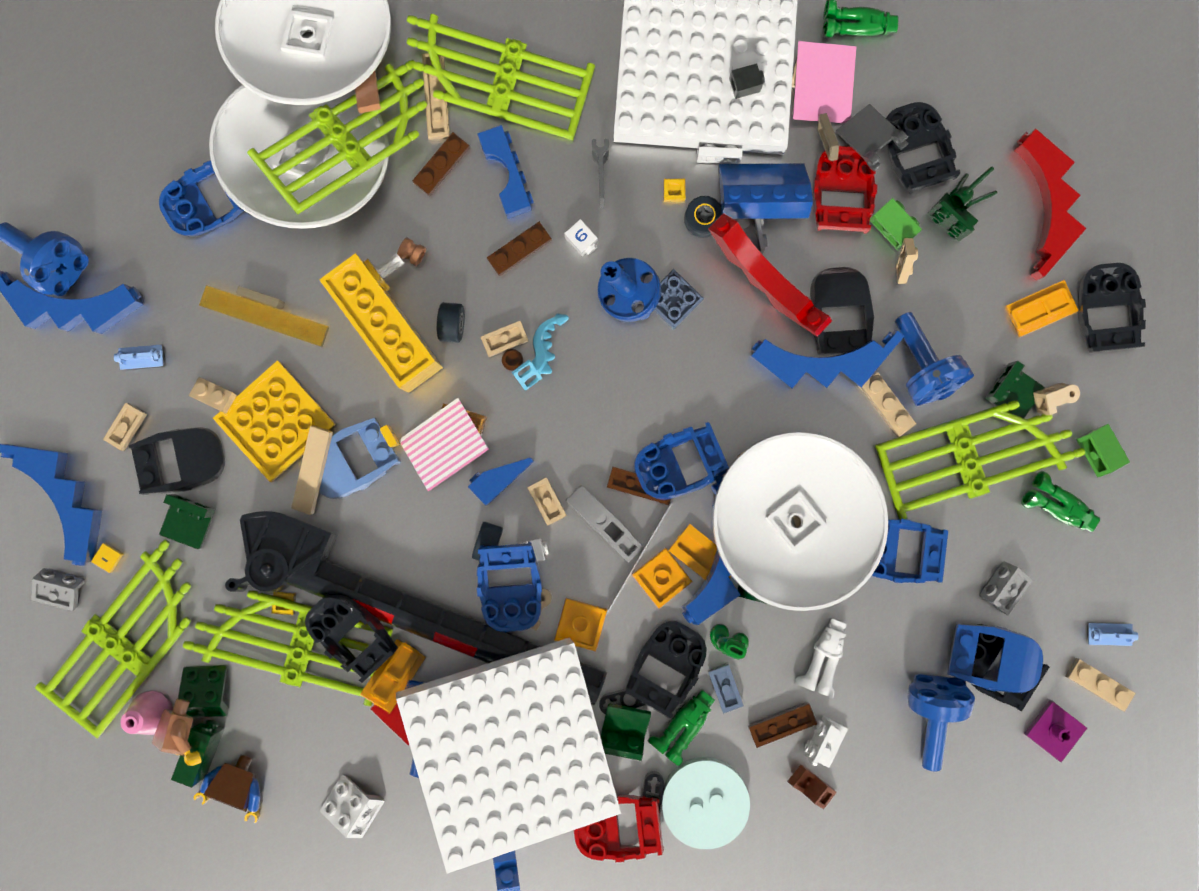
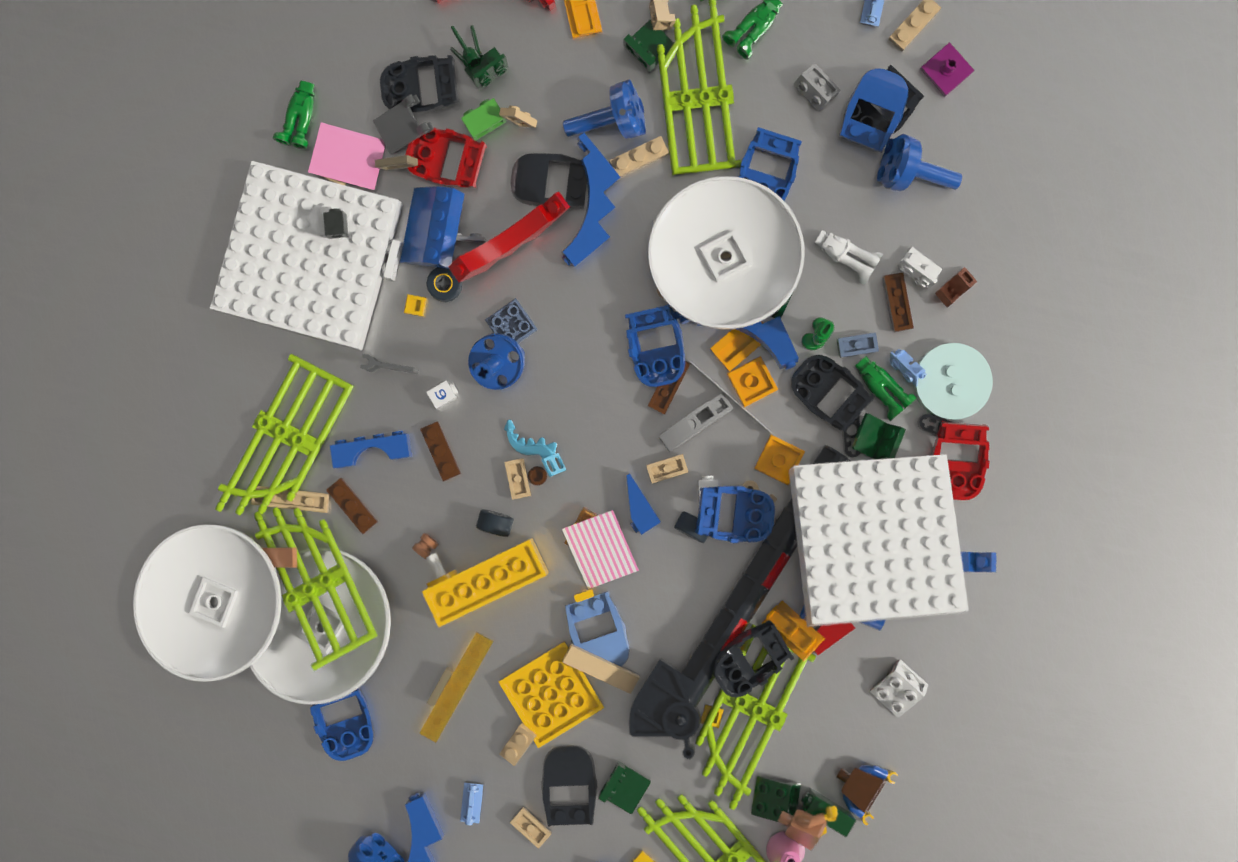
camera: 75 degrees left, 0 degrees up
(705, 755) = (911, 373): none -> light blue hinge

